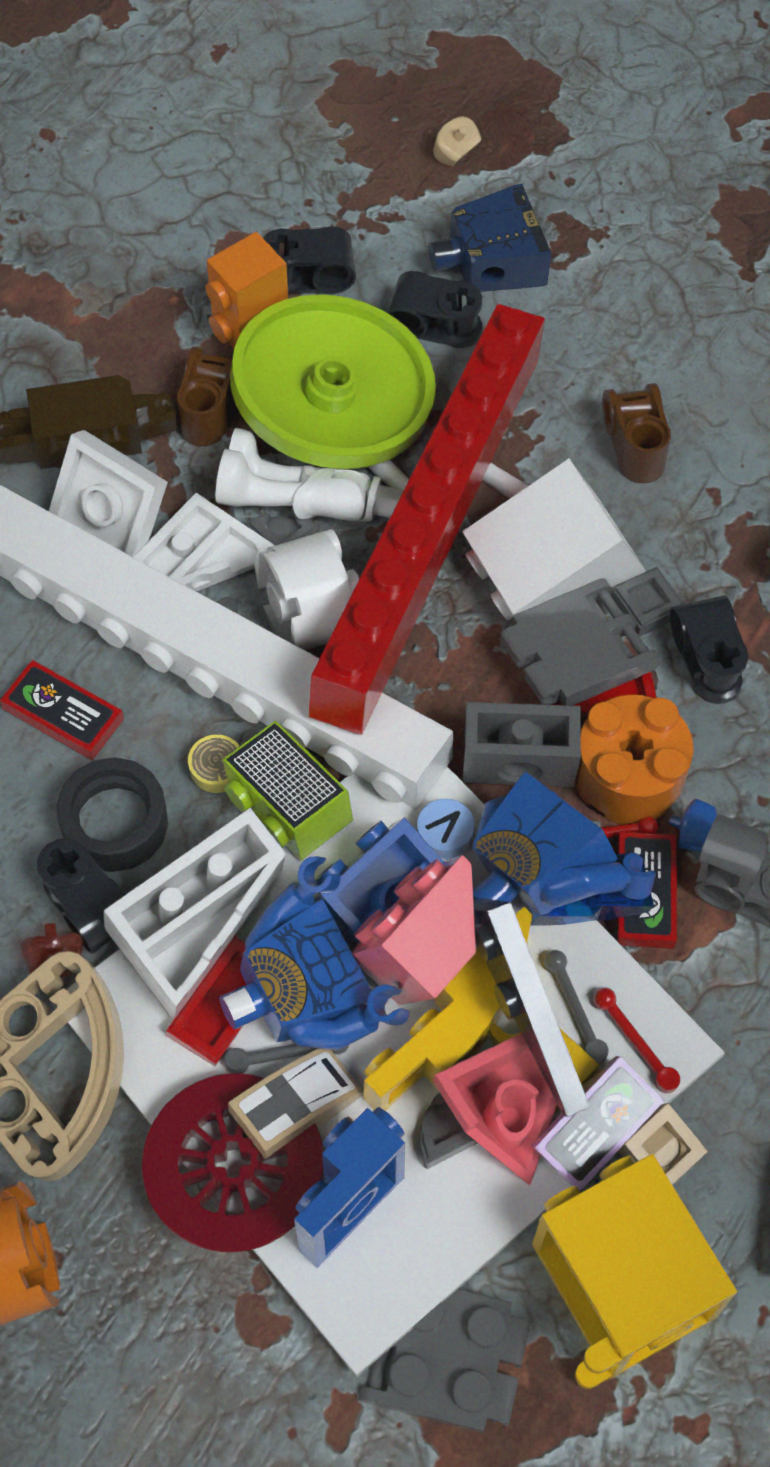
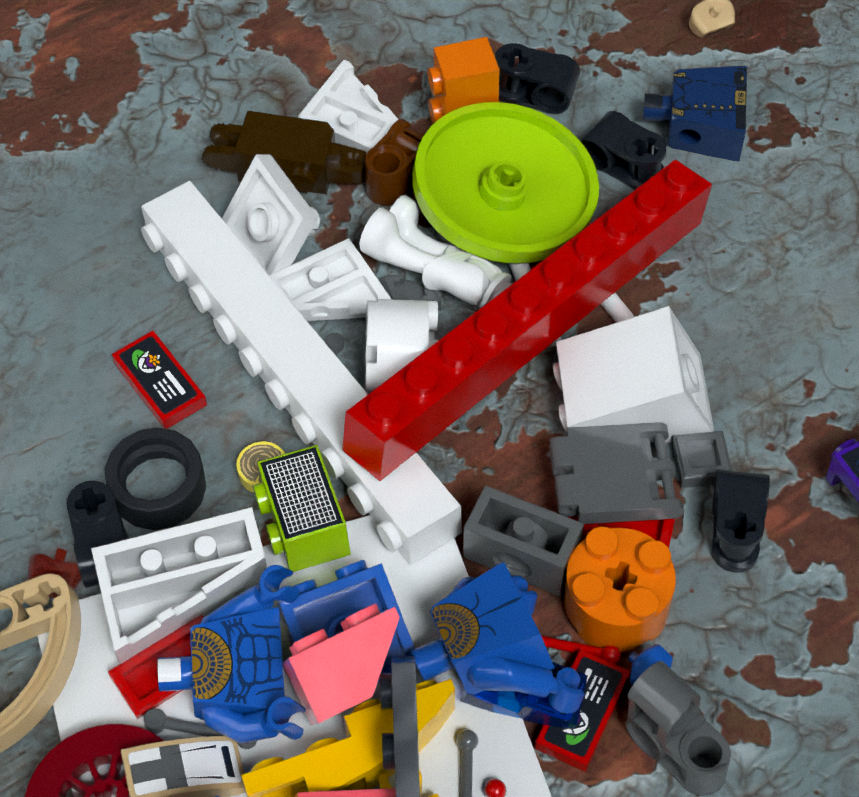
camera: 25 degrees right, 5 degrees down
(133, 353) = (350, 110): none -> white wing
(446, 827) = (422, 587): light blue tile -> none
(638, 432) = (759, 310): reddish brown piece -> none

